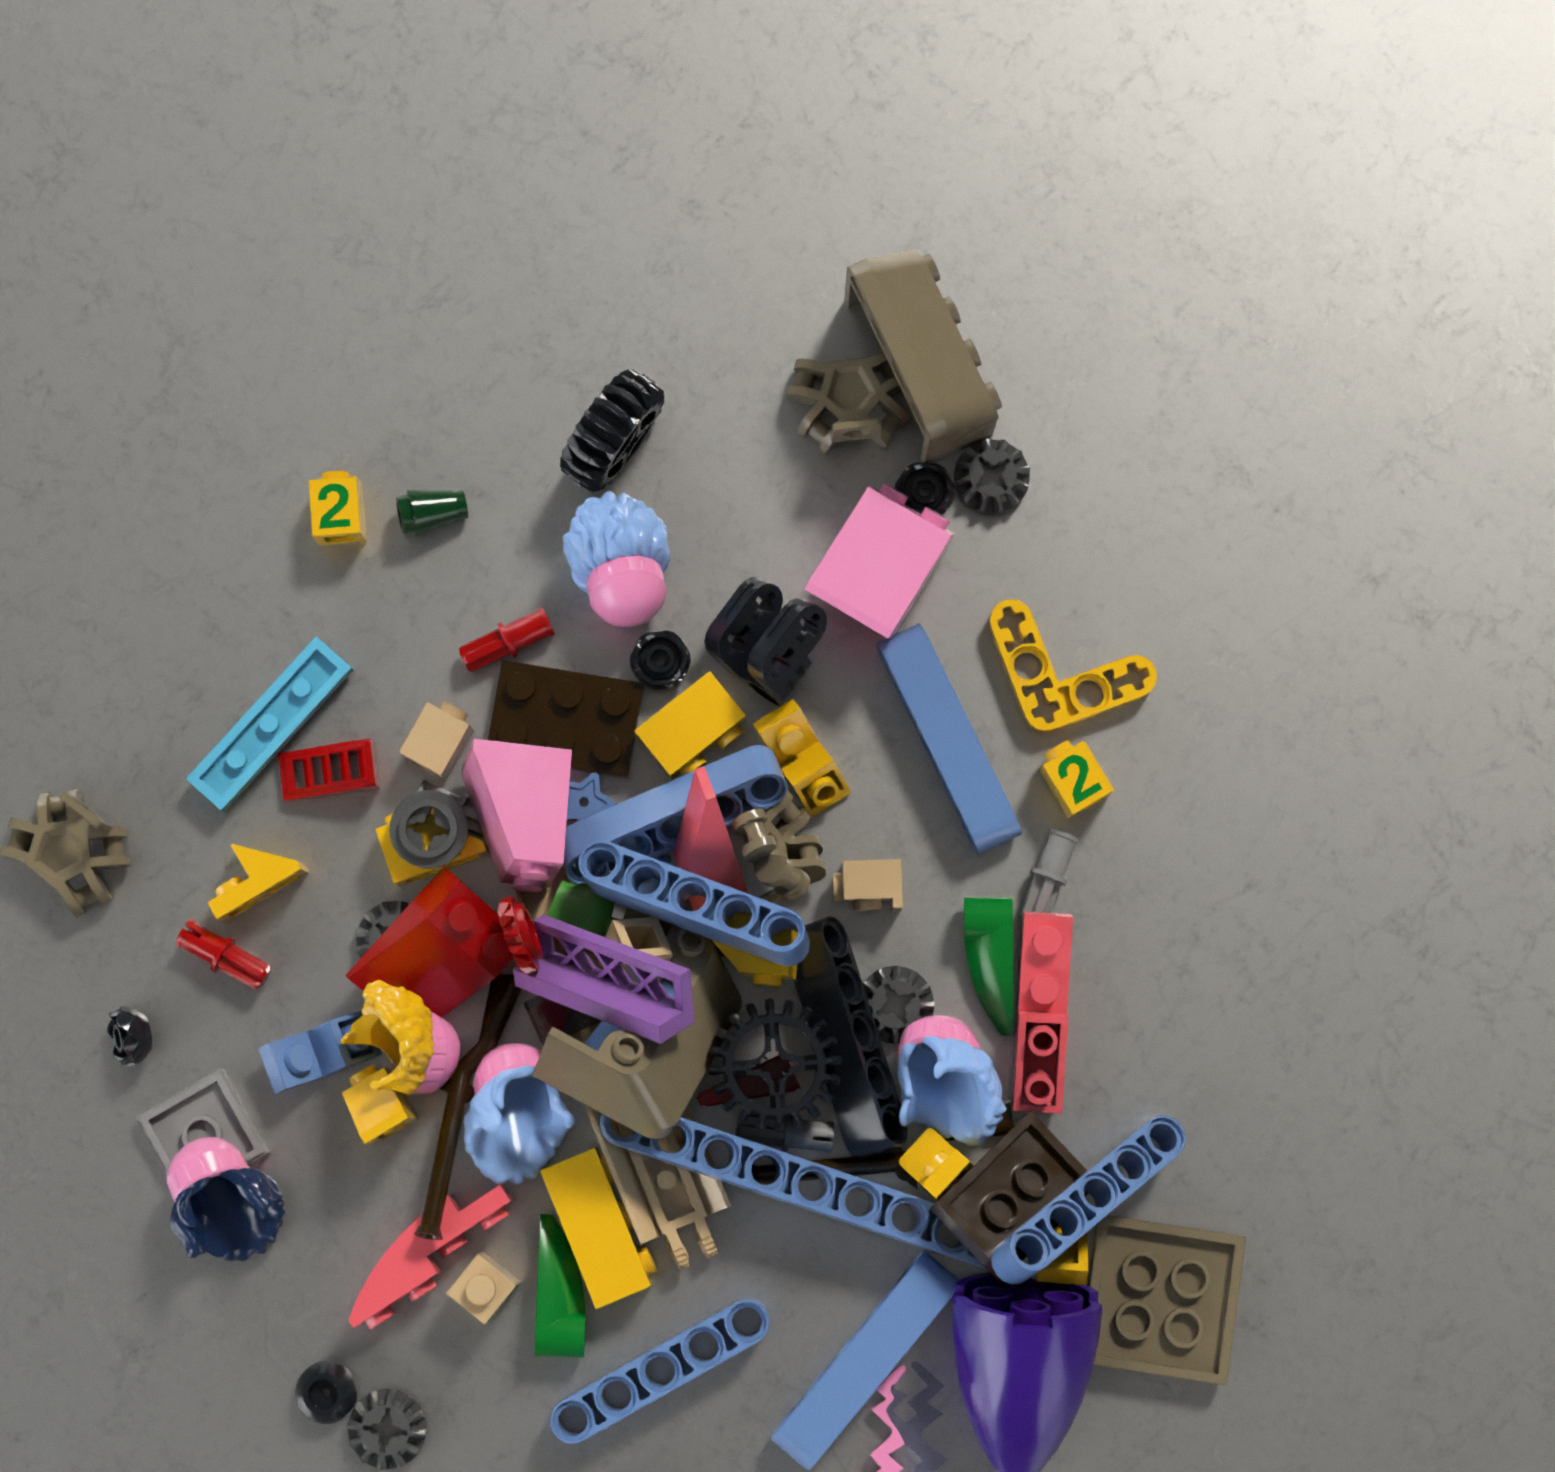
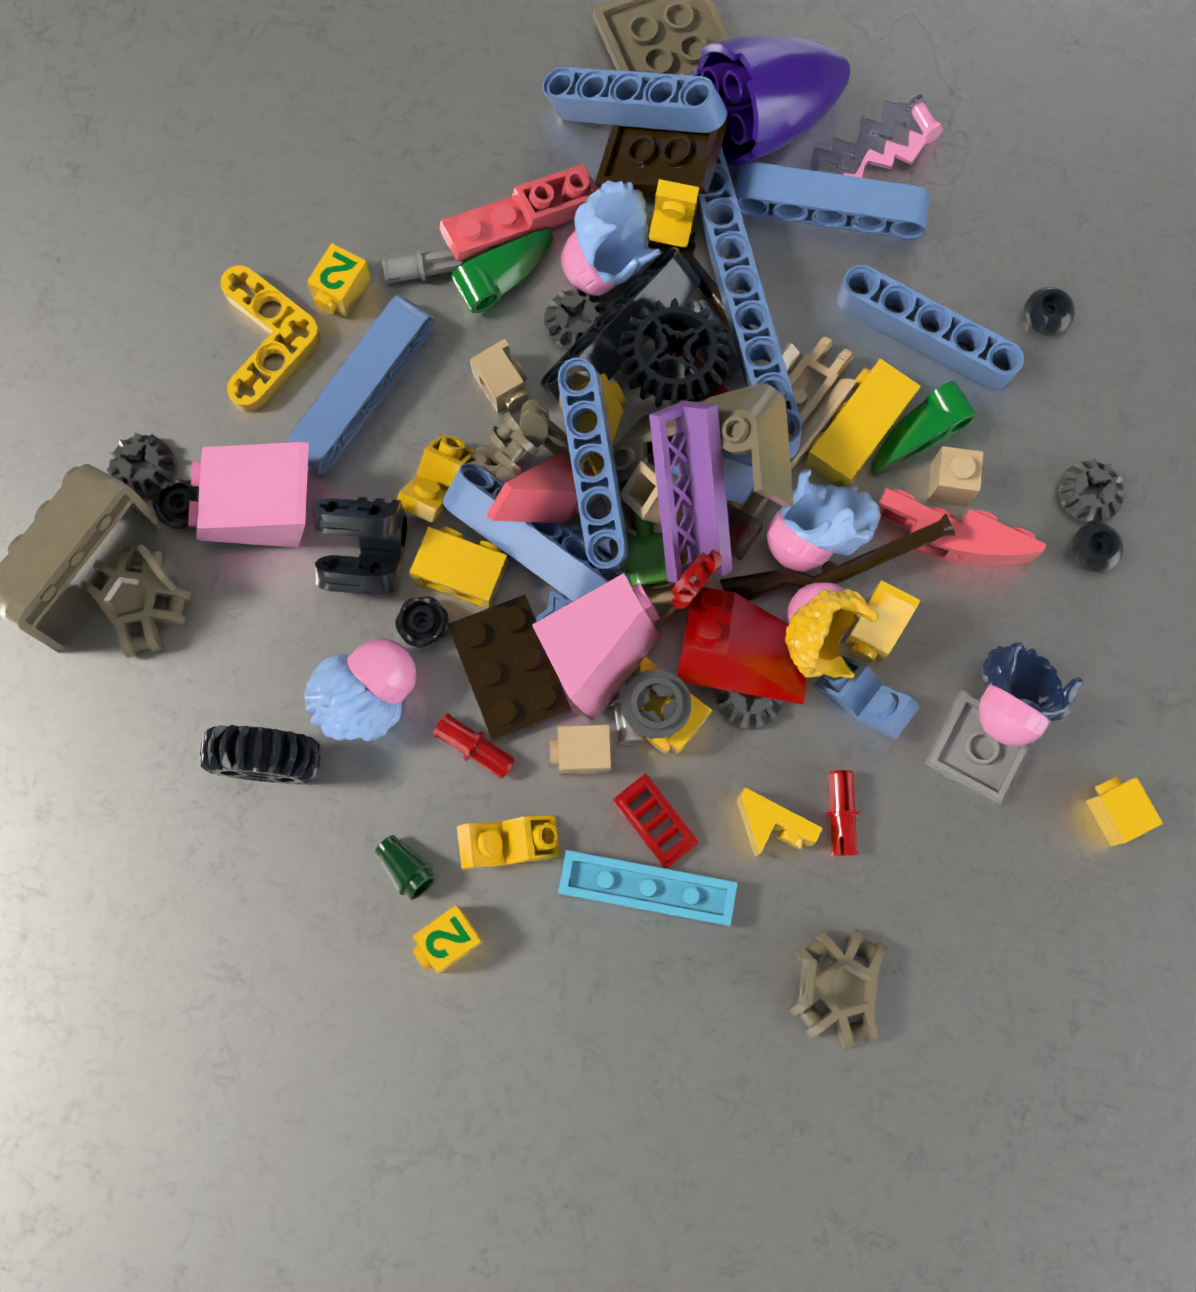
camera: 125 degrees left, 5 degrees down
(54, 1231) = (1123, 810): none -> yellow brick
(131, 1035) = (947, 844): black plate -> none
(395, 620) = (508, 842): none -> yellow slope

